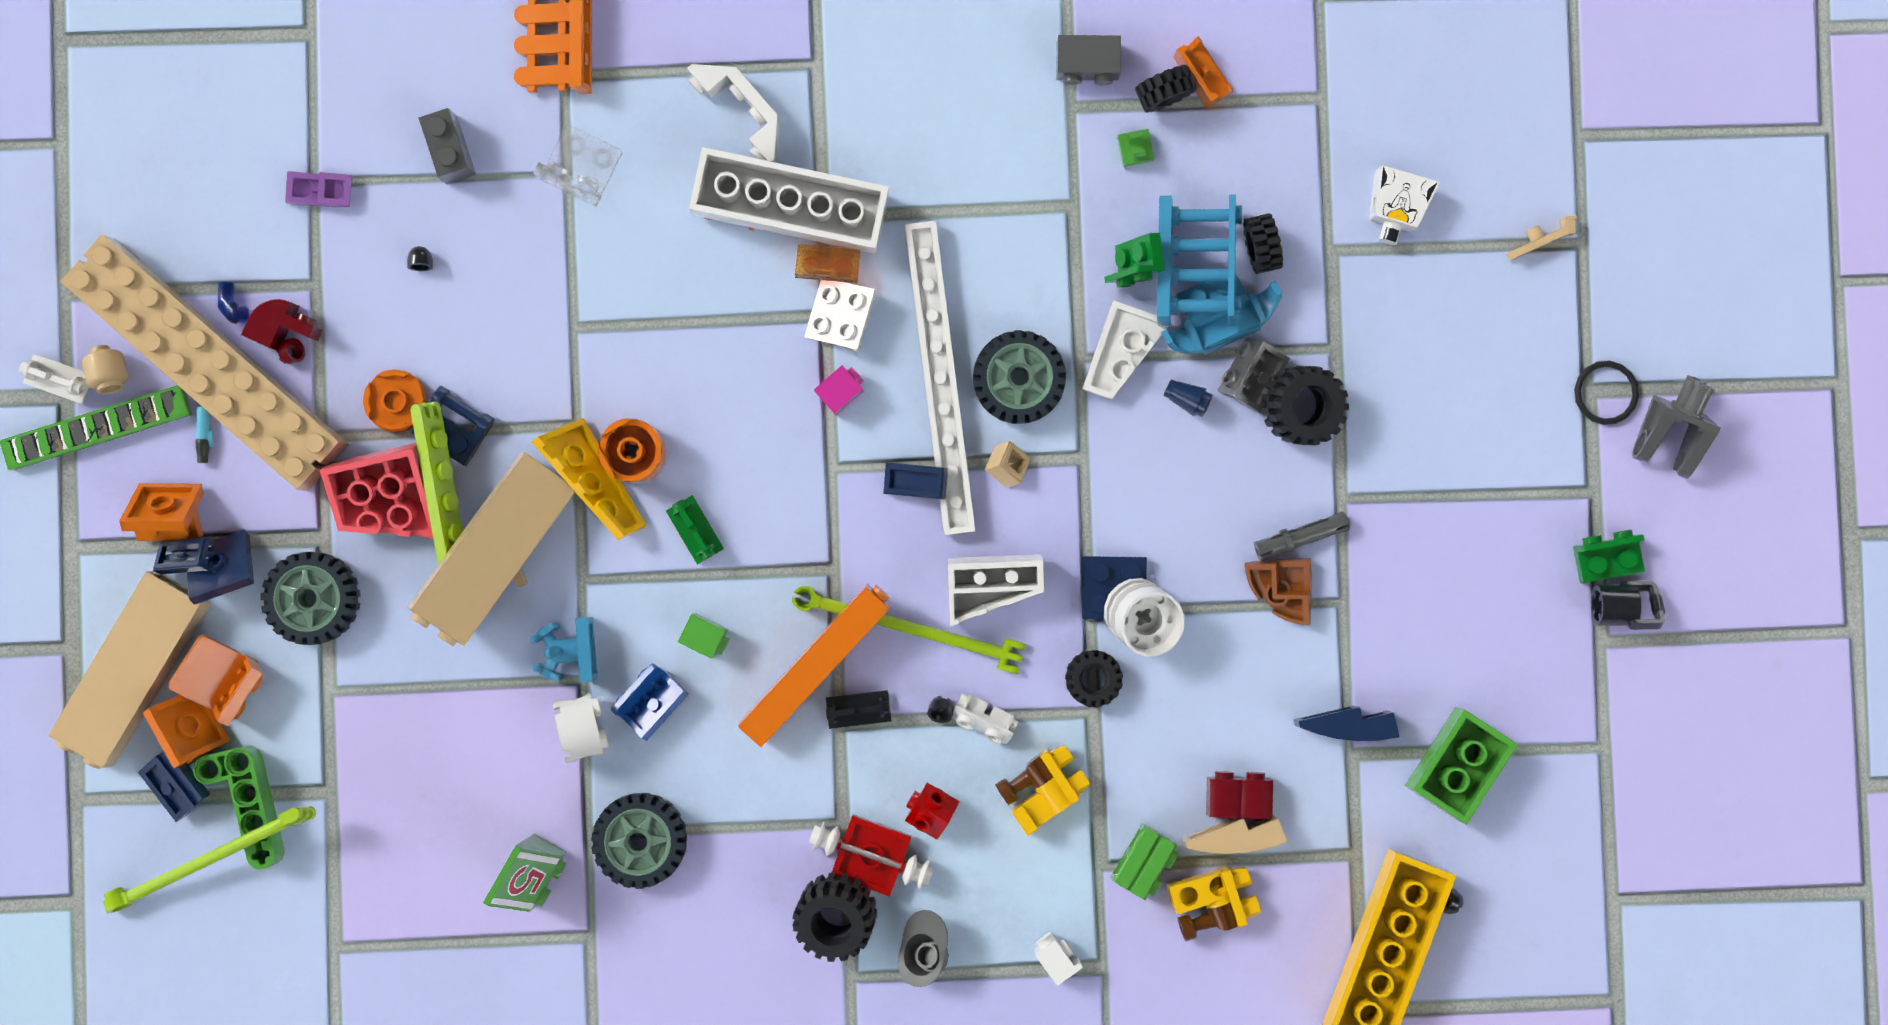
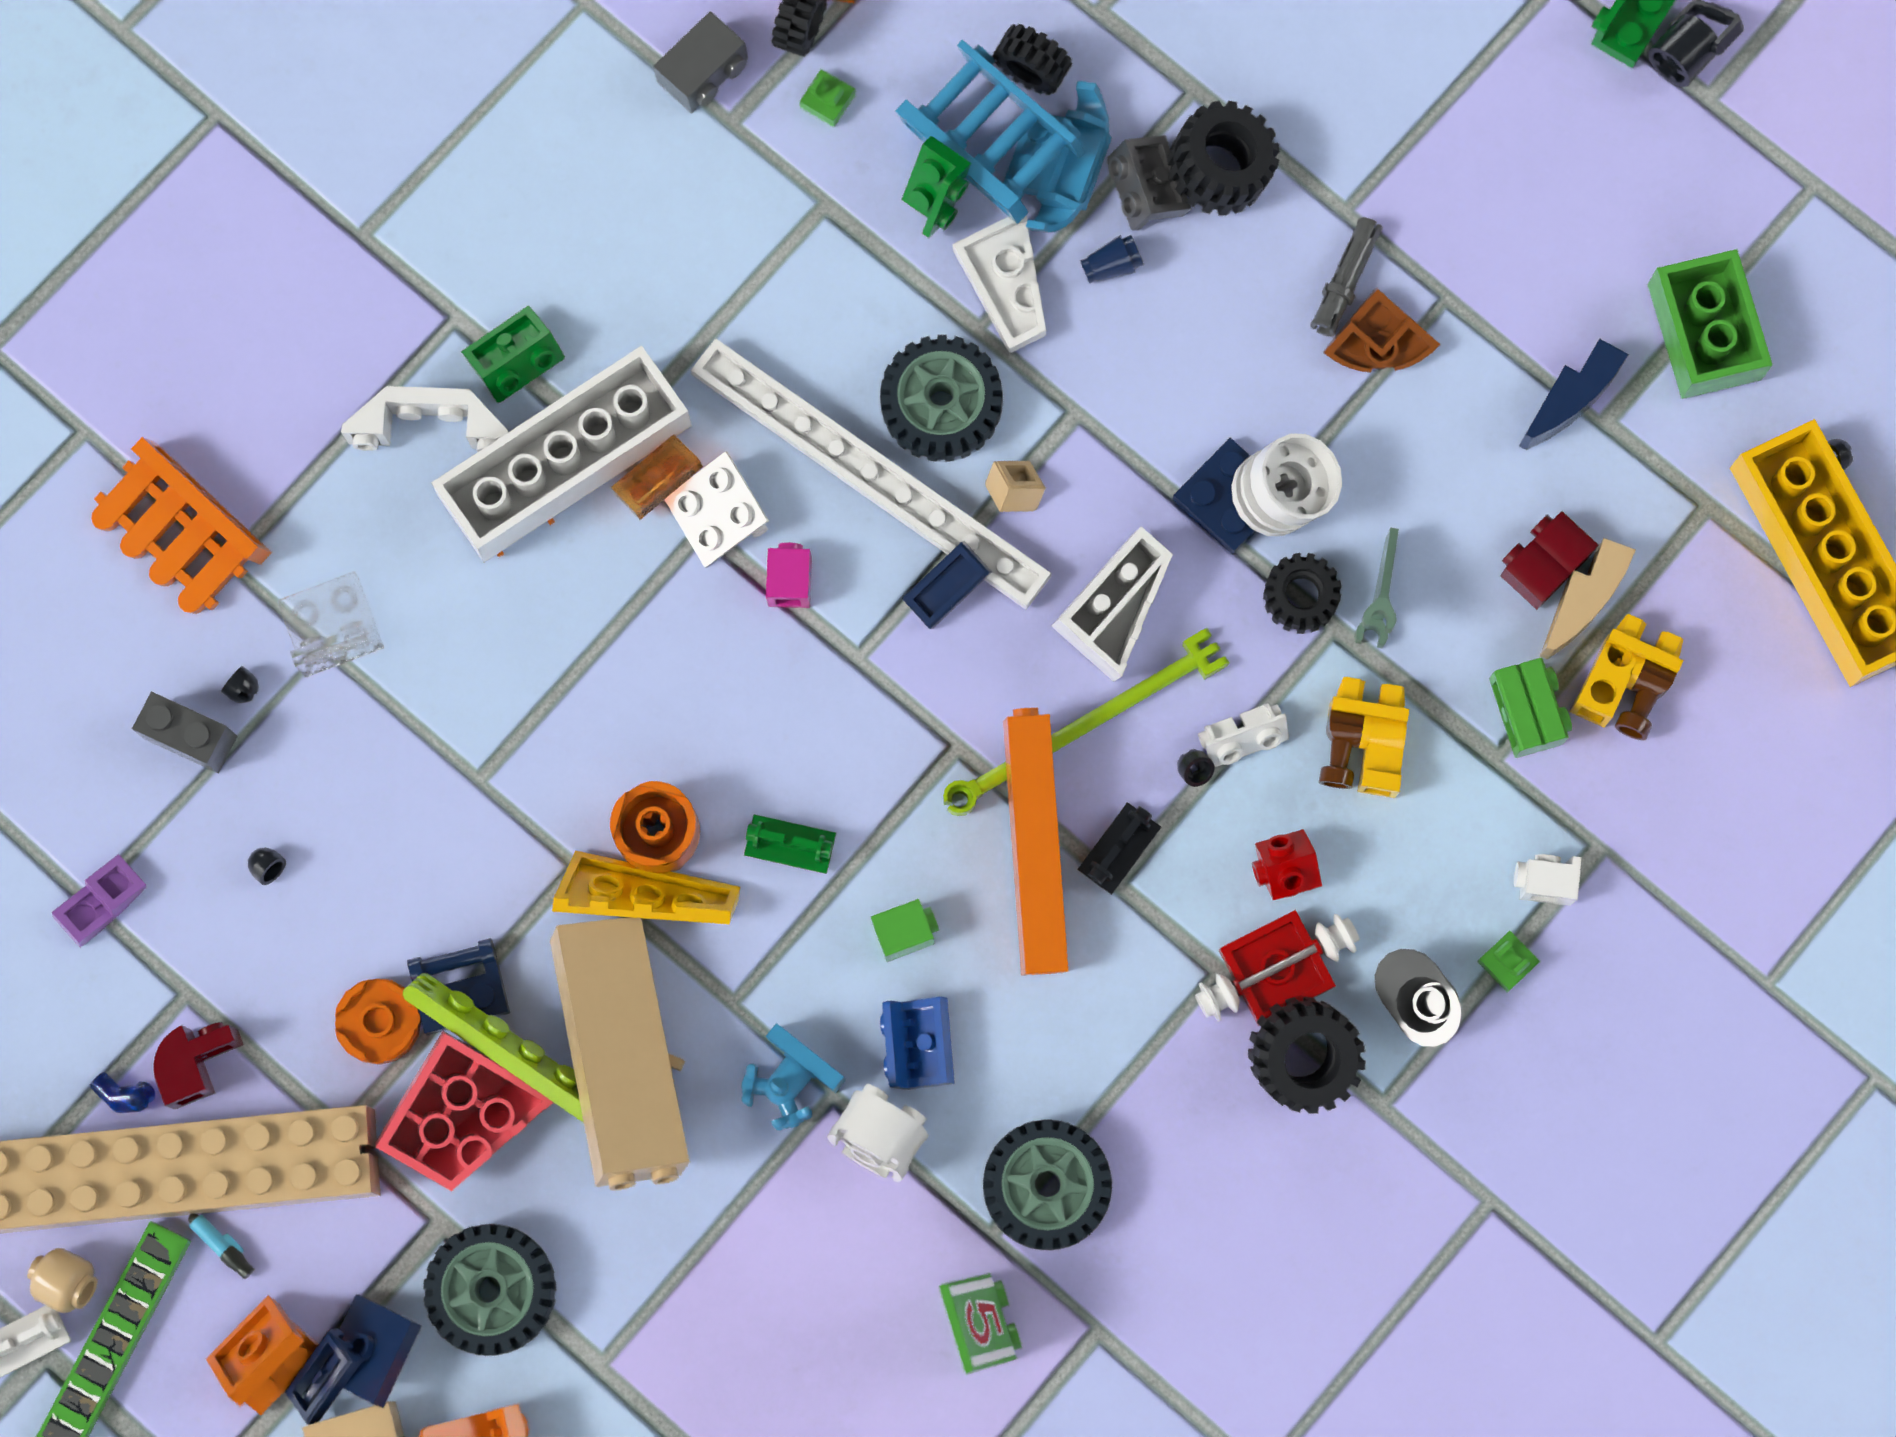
camera: 40 degrees left, 10 degrees down
(297, 350) = (228, 1078): dark red hinge -> none
(502, 151) = (241, 686): none -> black hinge
(823, 116) = (513, 354): none -> green bracket
(992, 975) = (1508, 961): none -> bright green tile
(1121, 731) = (1381, 603): none -> sand green flag

